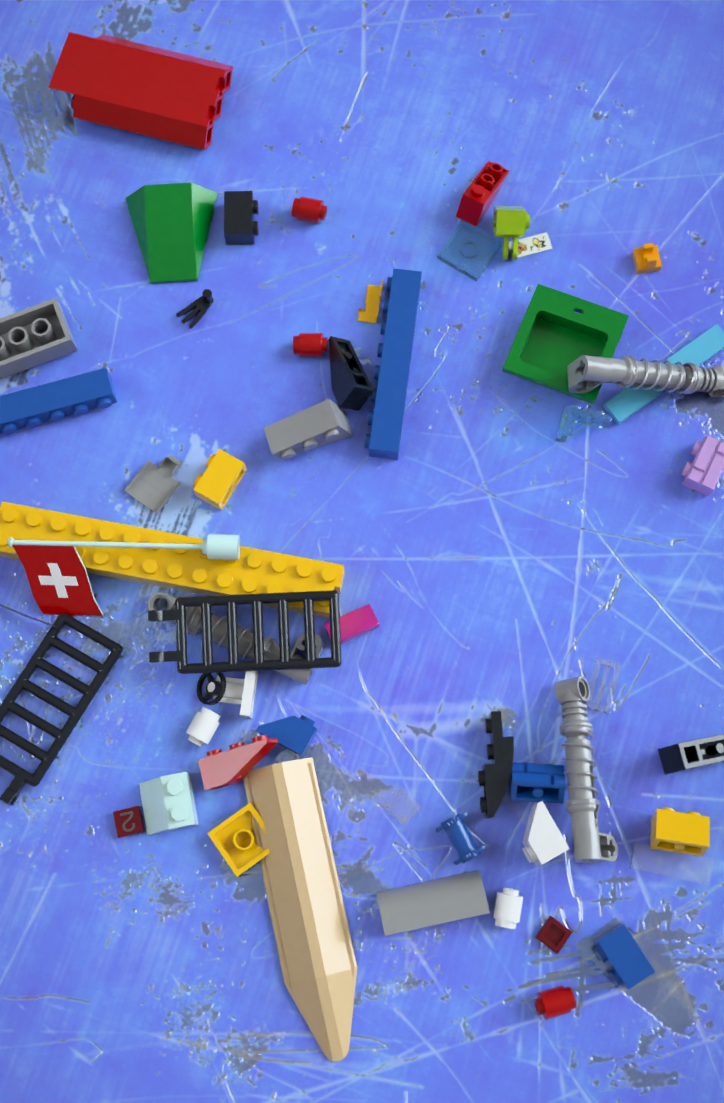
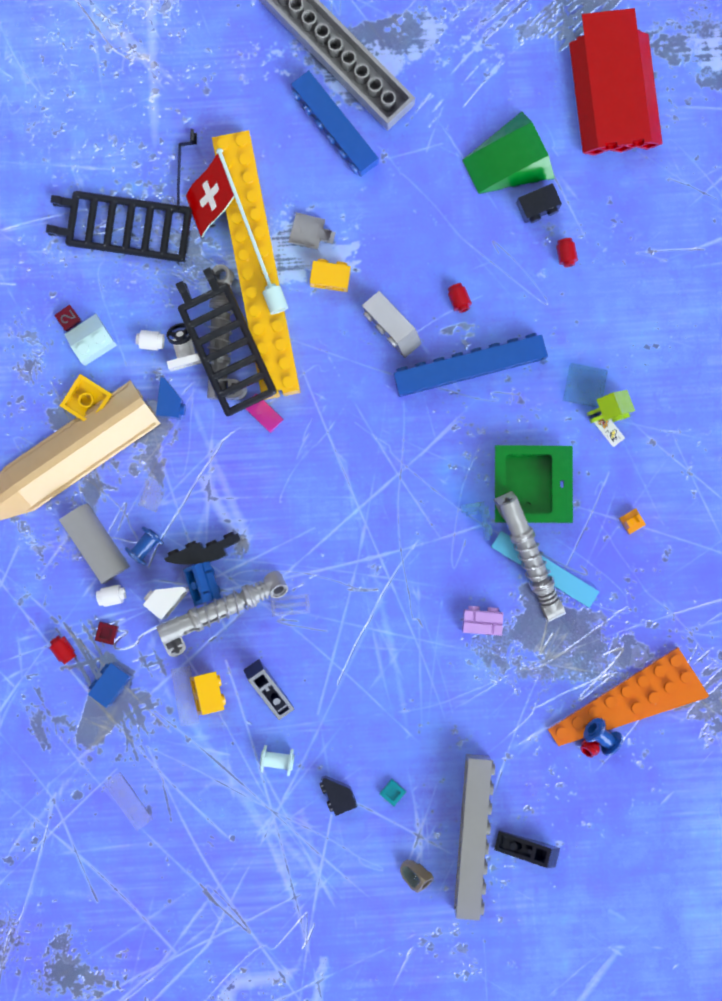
camera: 70 degrees right, 10 degrees up
(201, 305) = (460, 205): black piece -> none
(231, 766) = (130, 371): slope -> none
(348, 377) = (443, 336): black slope -> none
(373, 300) = (518, 328): yellow piece -> none
(481, 193) = (635, 376): red slope -> none

